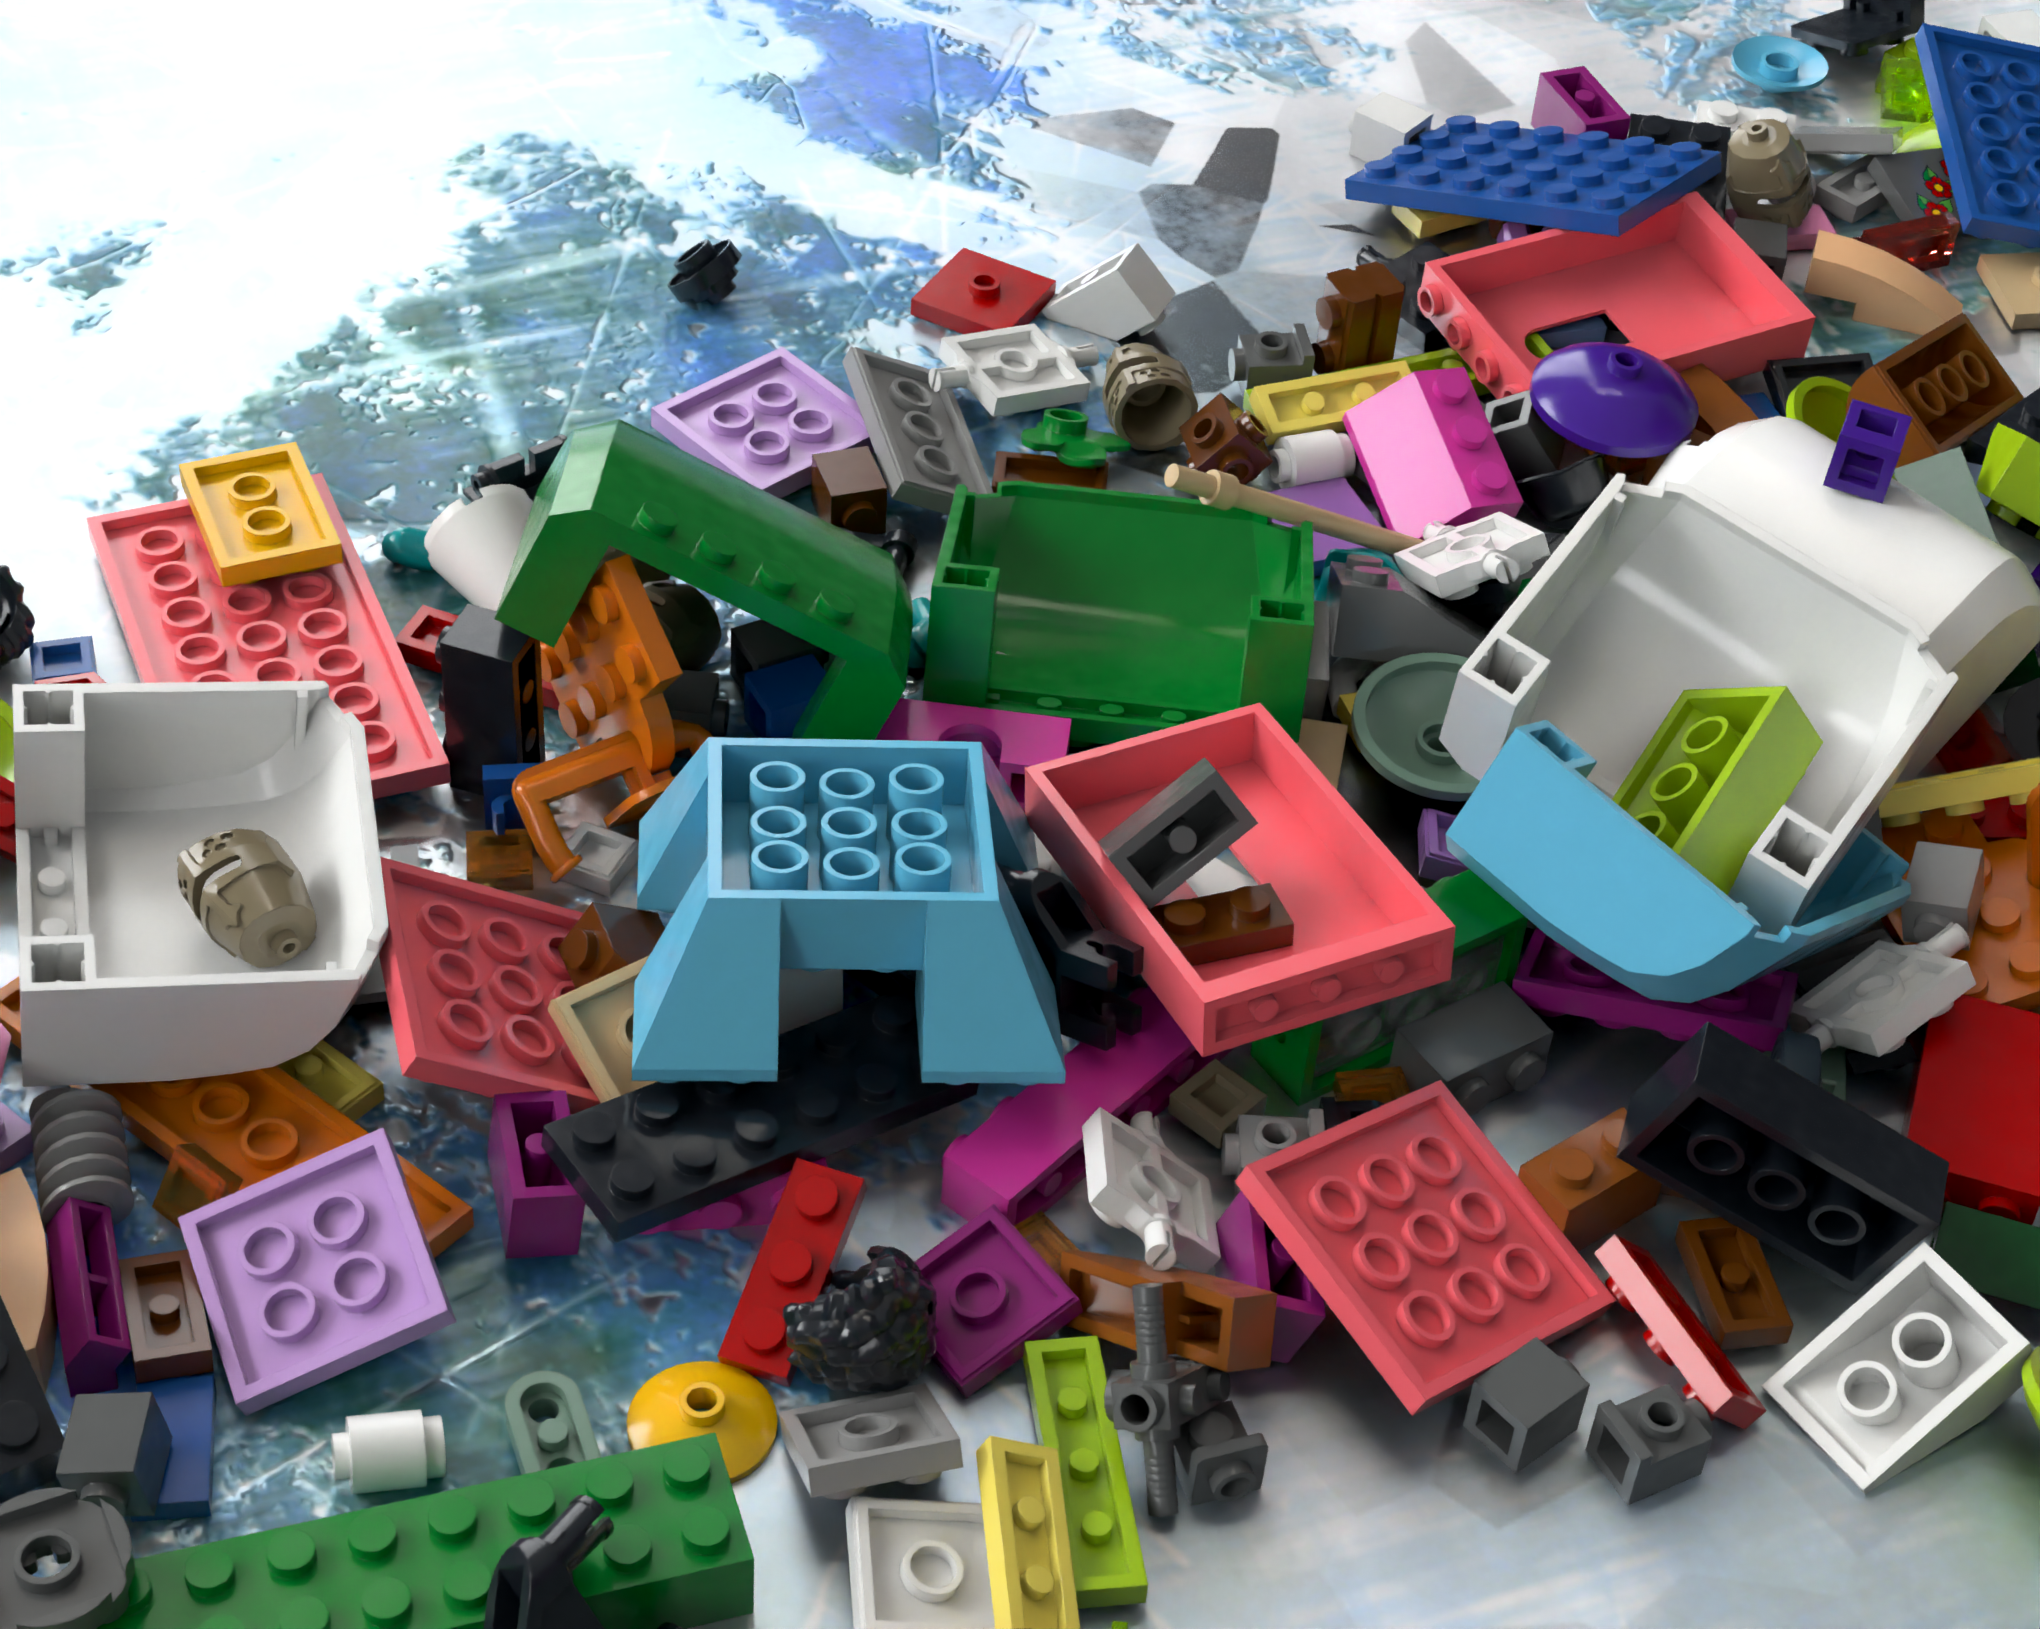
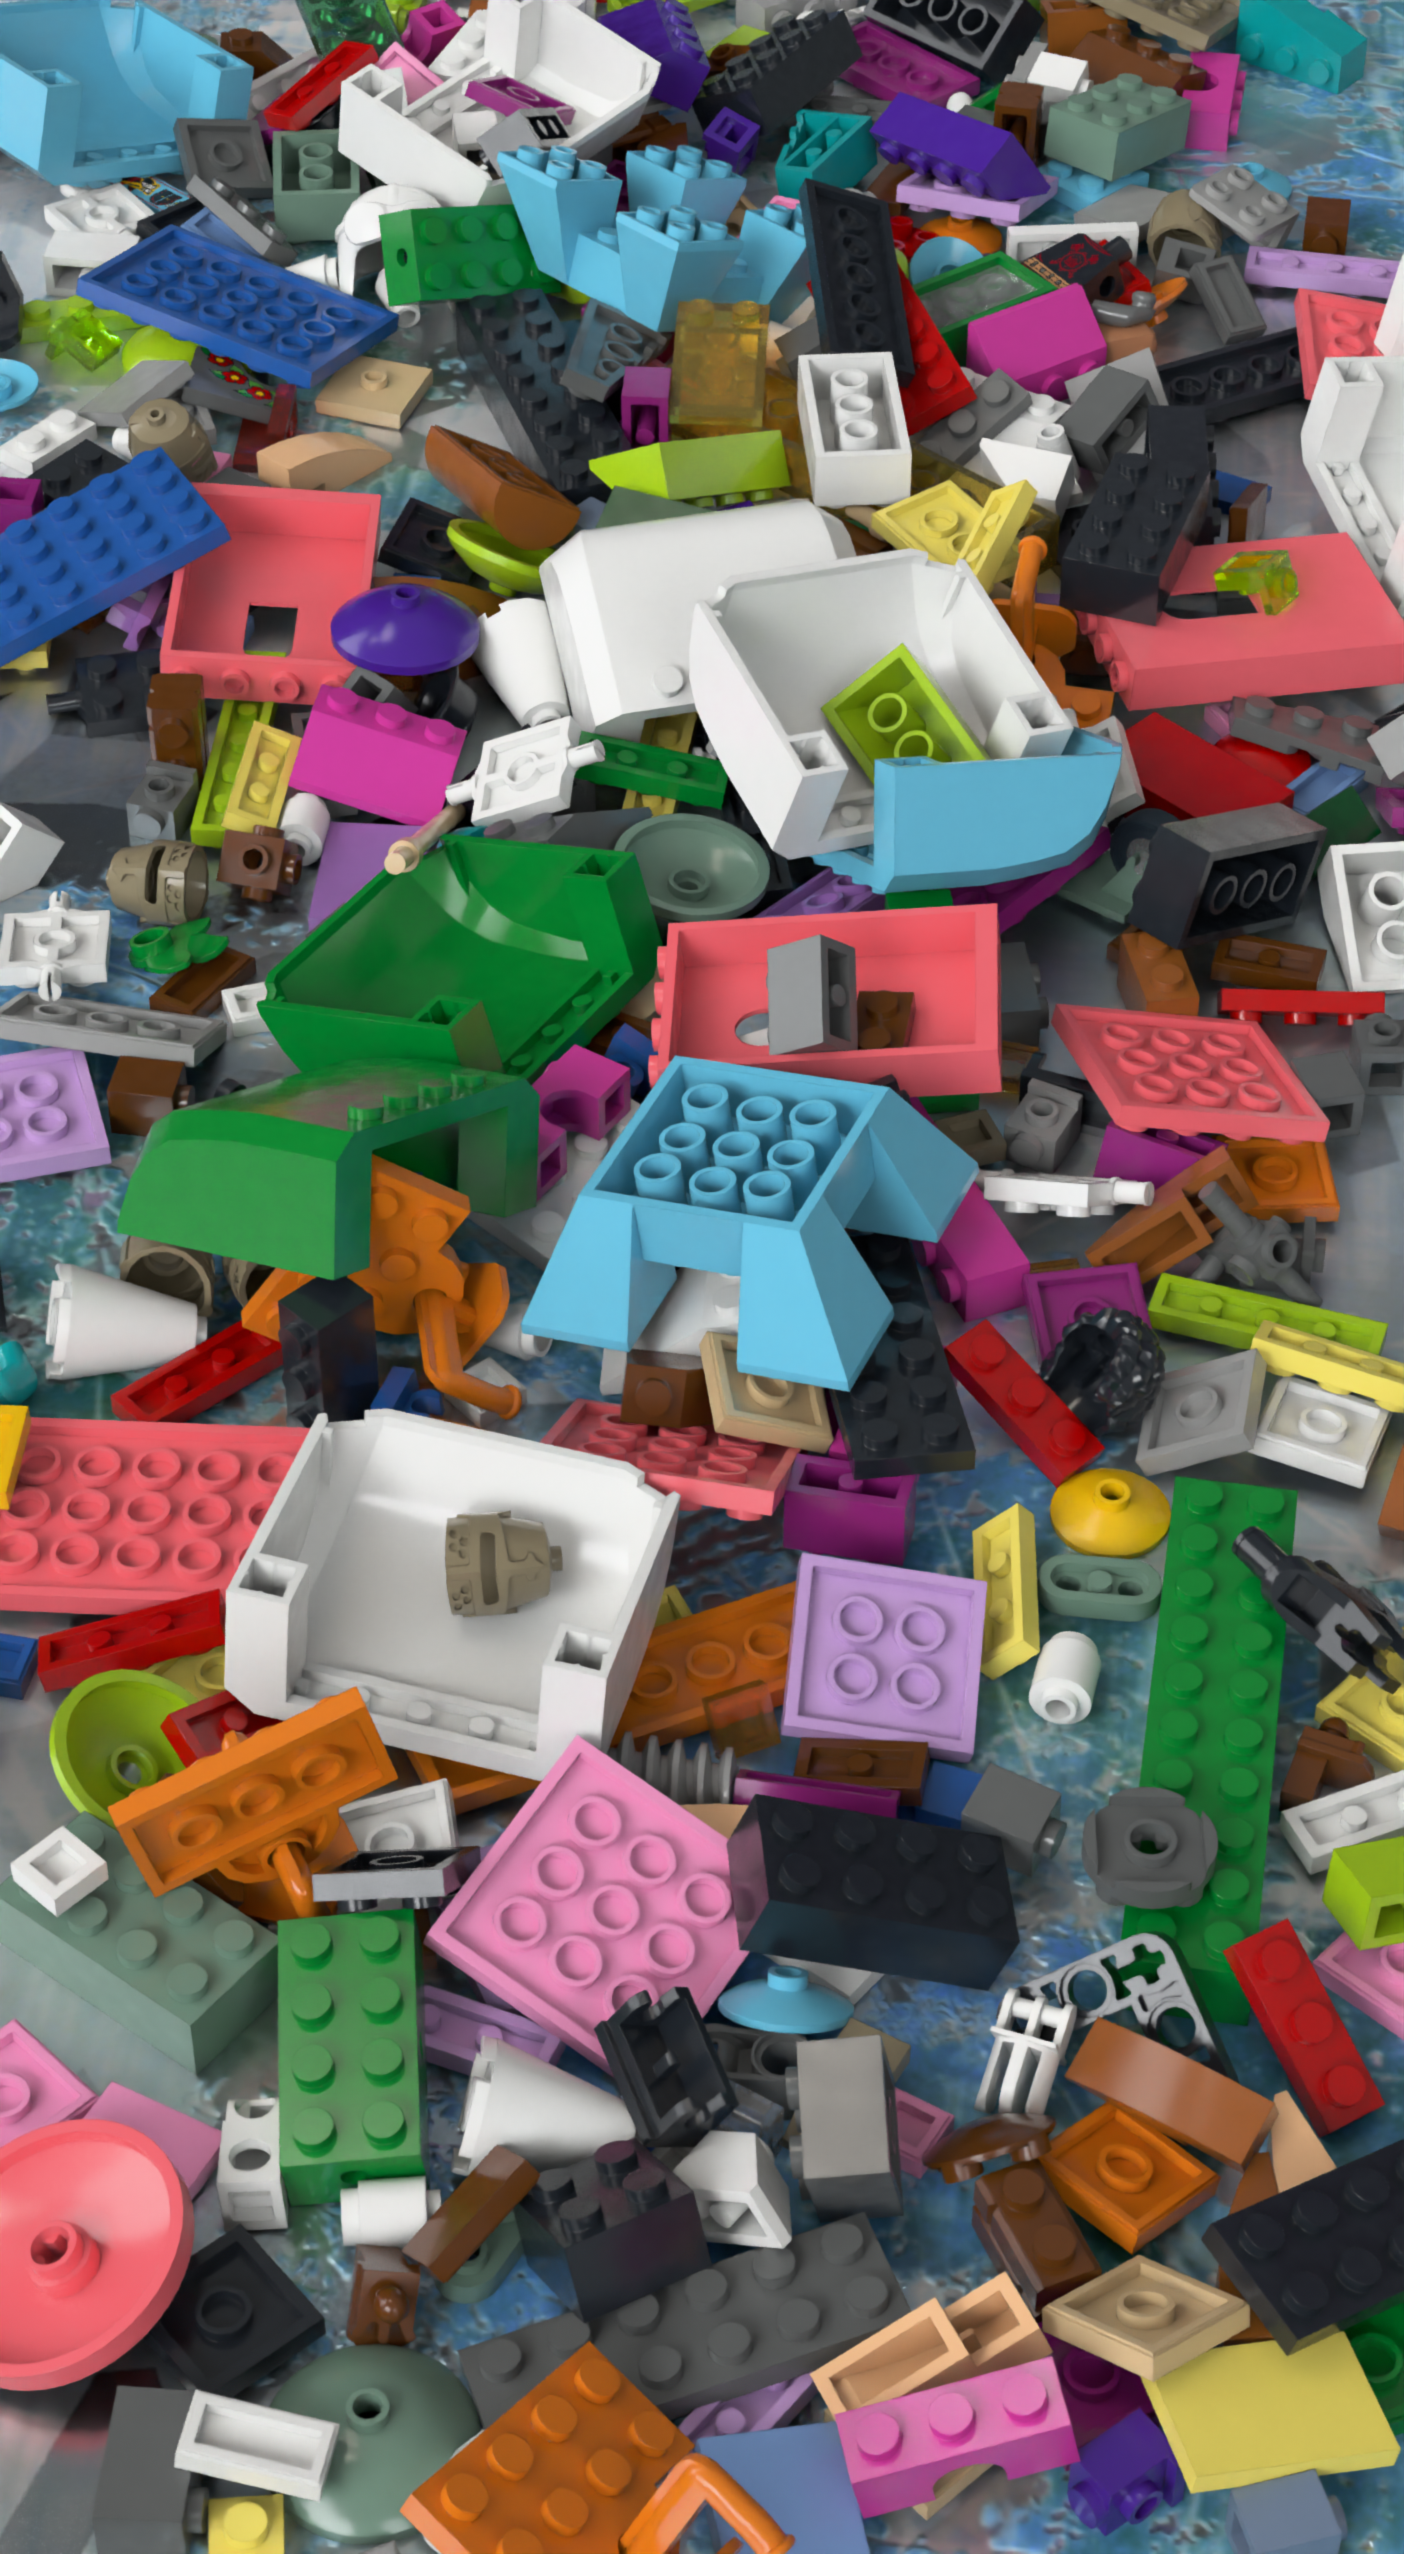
camera: 60 degrees left, 0 degrees up
(500, 1358) = (1007, 1560): none -> light yellow plate
(1342, 1409) = (1286, 1178): none -> orange plate
(1867, 451) = (677, 502): dark purple brick -> none

